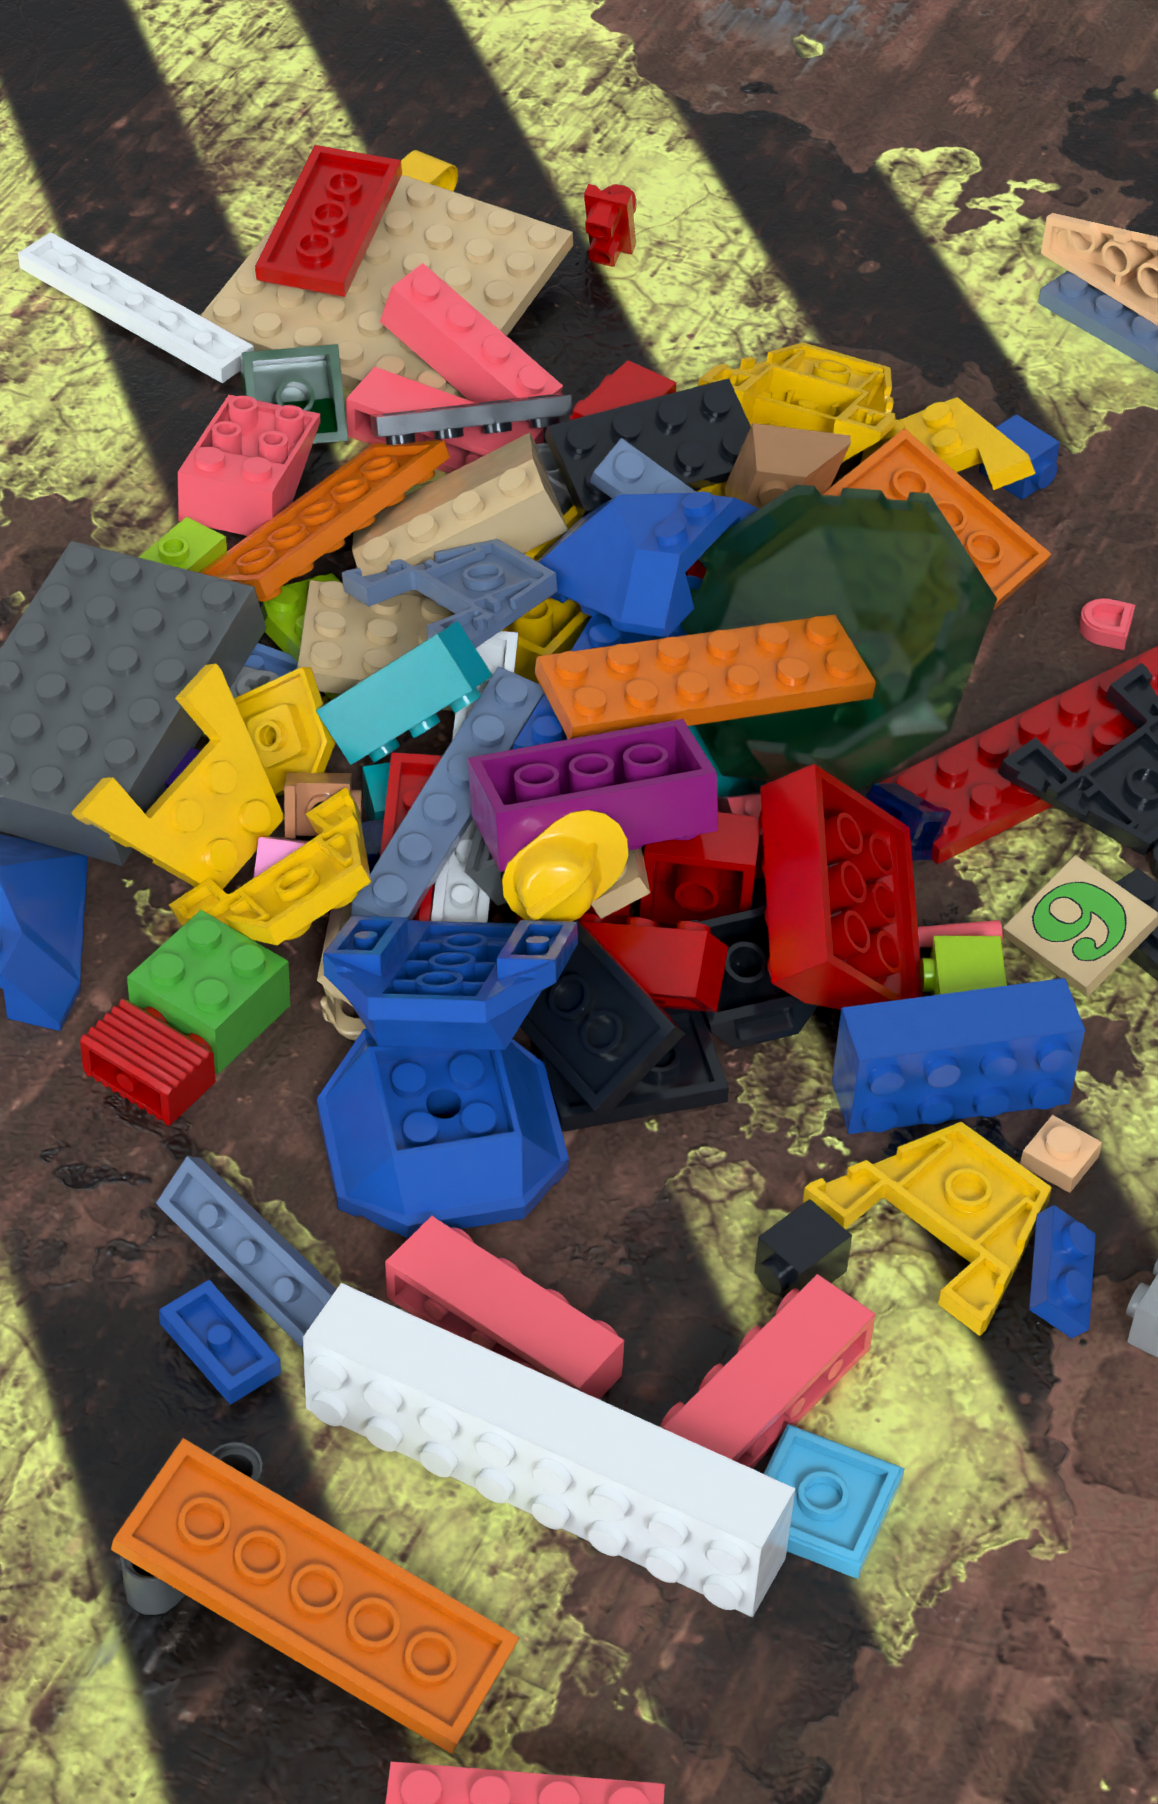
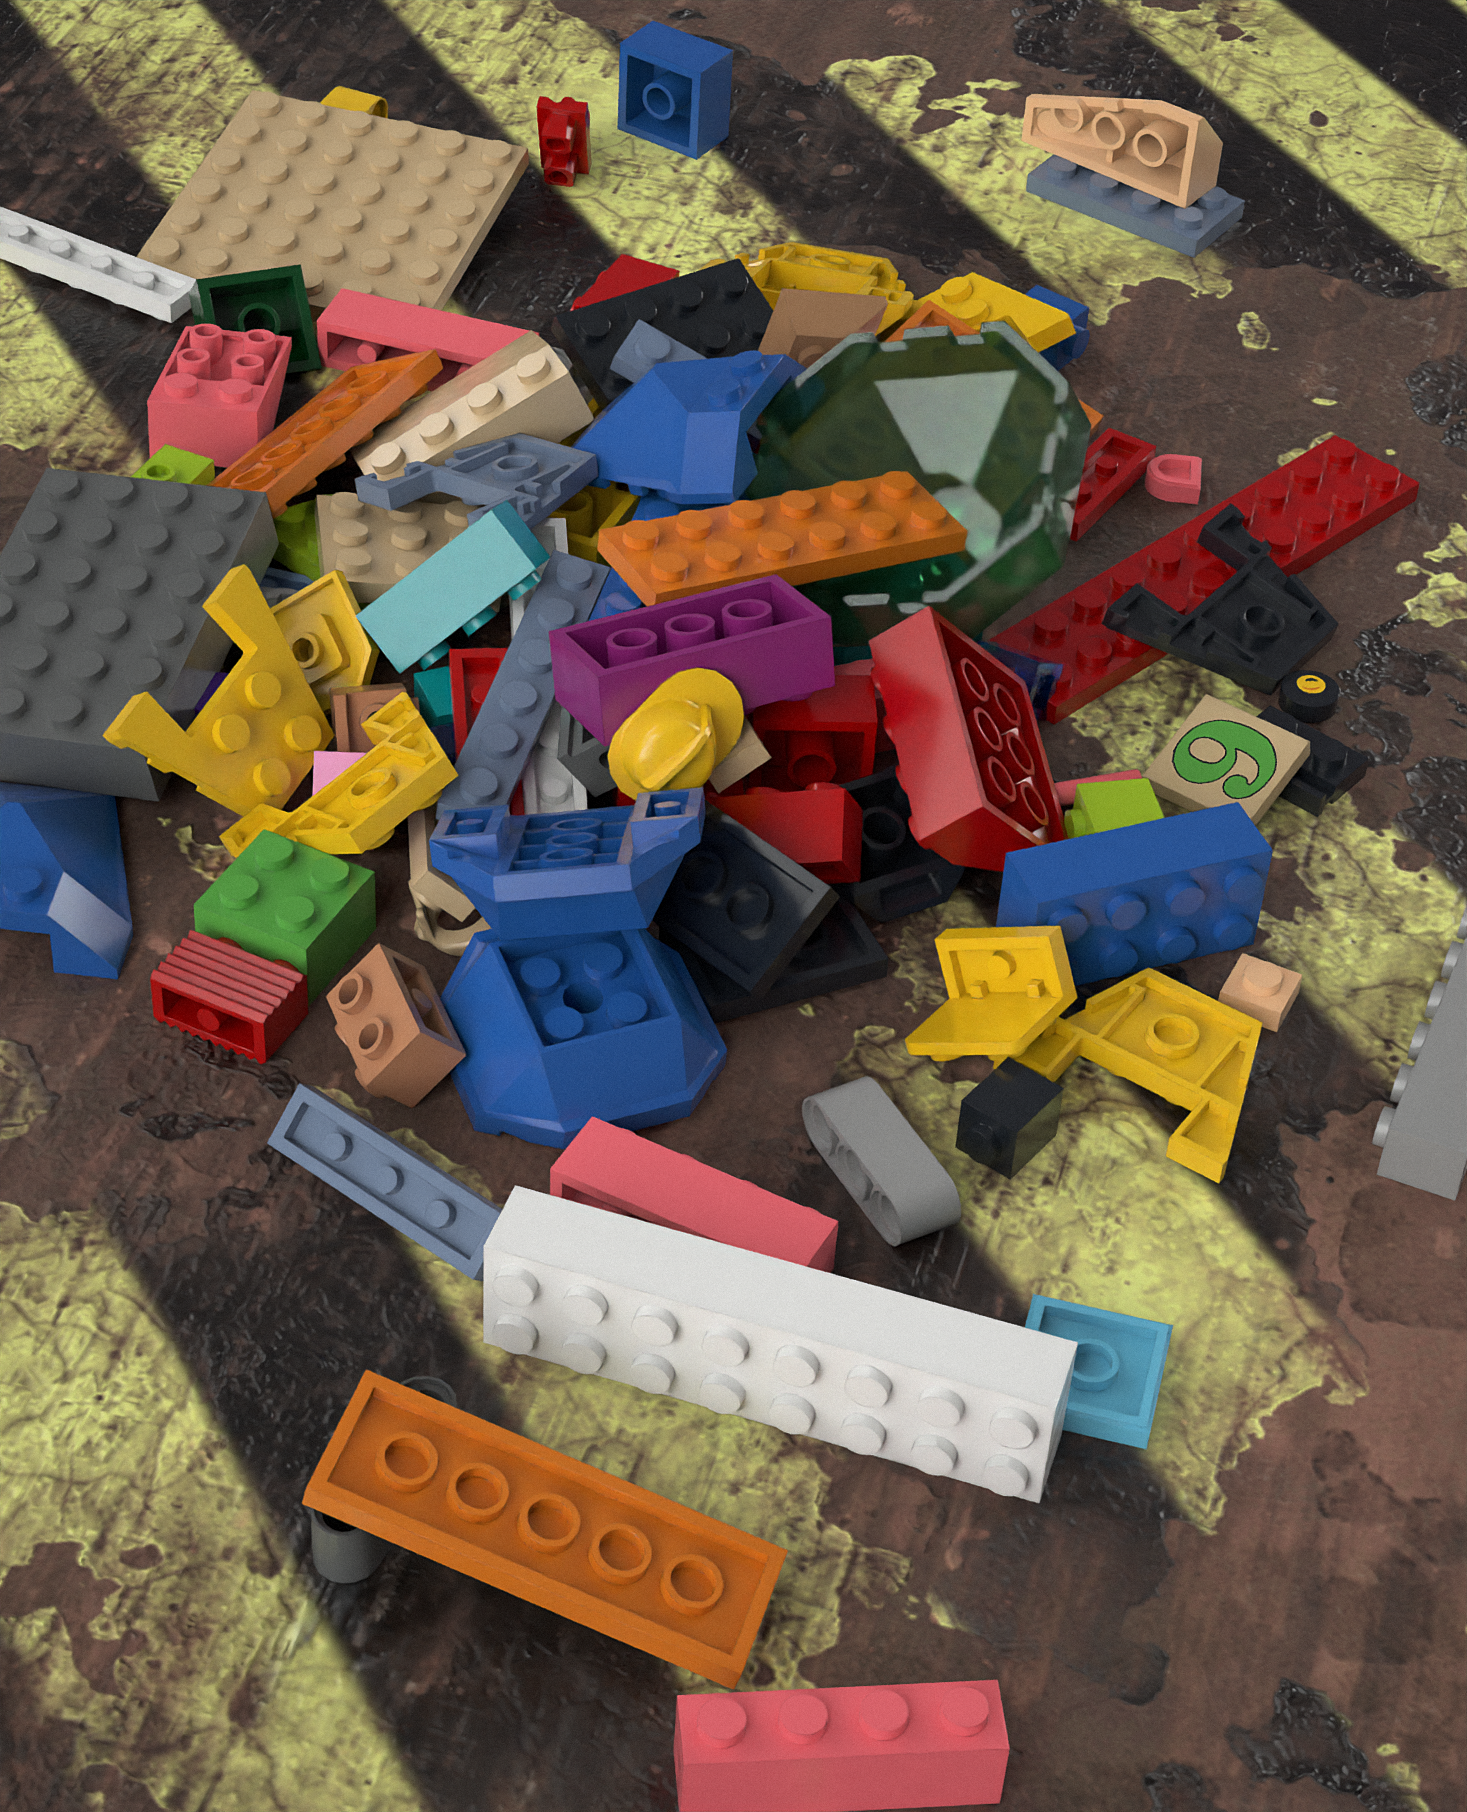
camera: 10 degrees left, 5 degrees down
(220, 1341) = (372, 1278): blue plate -> none
(281, 1108) = (394, 1026): none -> nougat brick
(329, 220) = (263, 152): red plate -> none
(450, 420) = (439, 328): plate -> none
(461, 341) = (440, 258): coral brick -> none
(681, 1282) = (881, 1161): none -> light grey beam
(722, 178) = (674, 89): none -> blue brick
(776, 1374) = (1017, 1232): coral brick -> none
(822, 1136) = (1000, 990): none -> yellow bracket
(1030, 622) = (1108, 472): none -> red plate
(1062, 1271) = (1295, 1106): blue plate -> none

